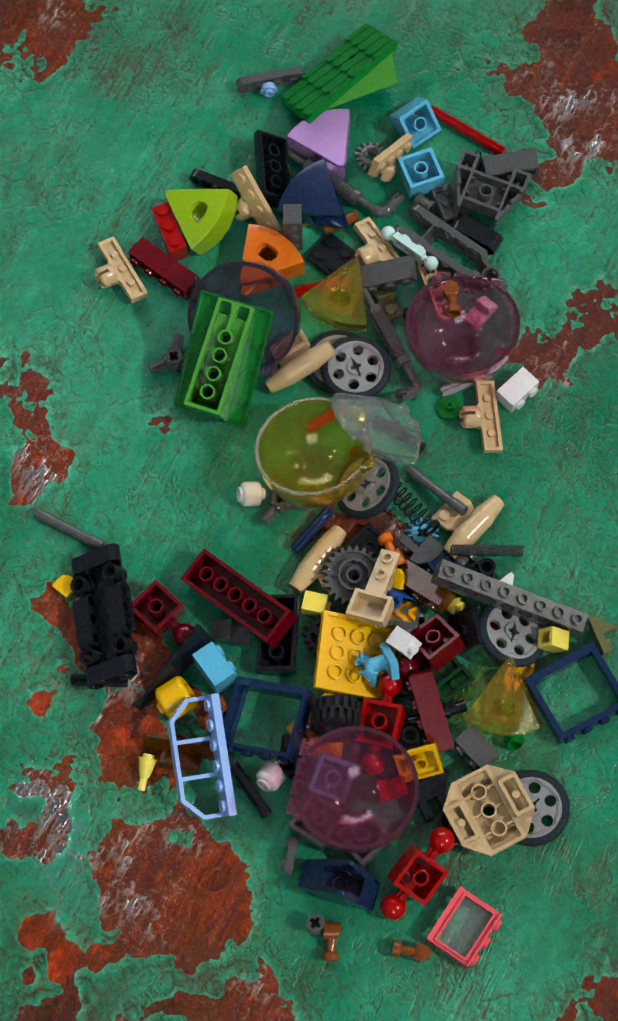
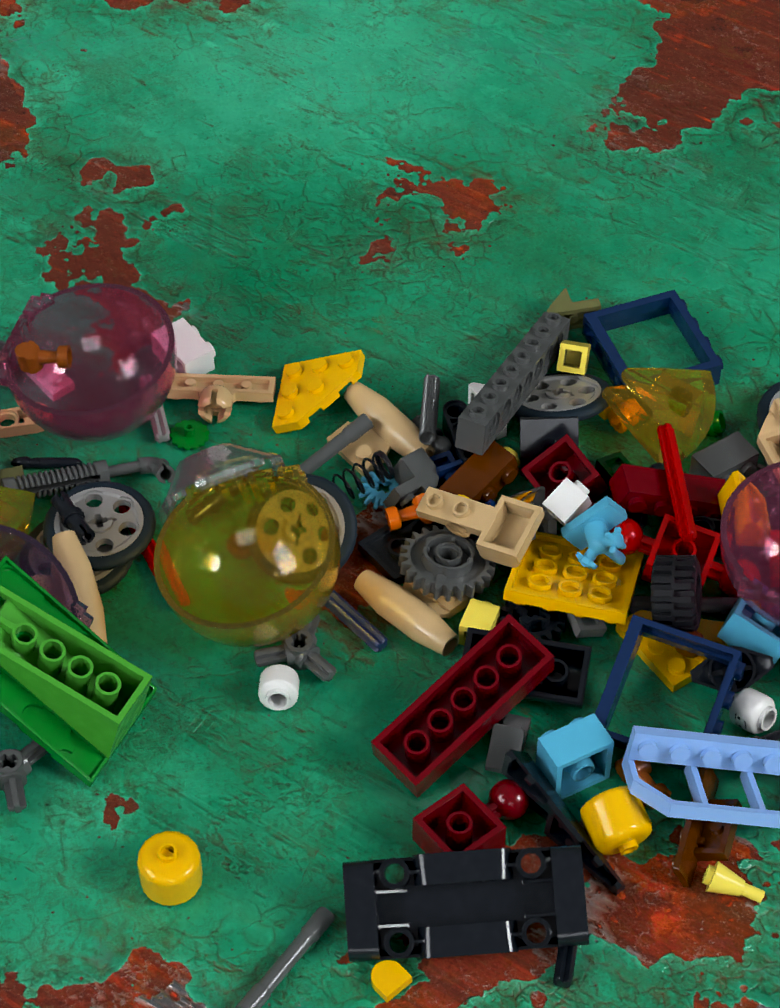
camera: 85 degrees left, 20 degrees down
(116, 456) = (170, 868): none -> yellow head
(351, 350) = (72, 517): none -> black pin
(427, 709) = (676, 483): none -> red axle
(495, 474) = (313, 386): none -> yellow plate

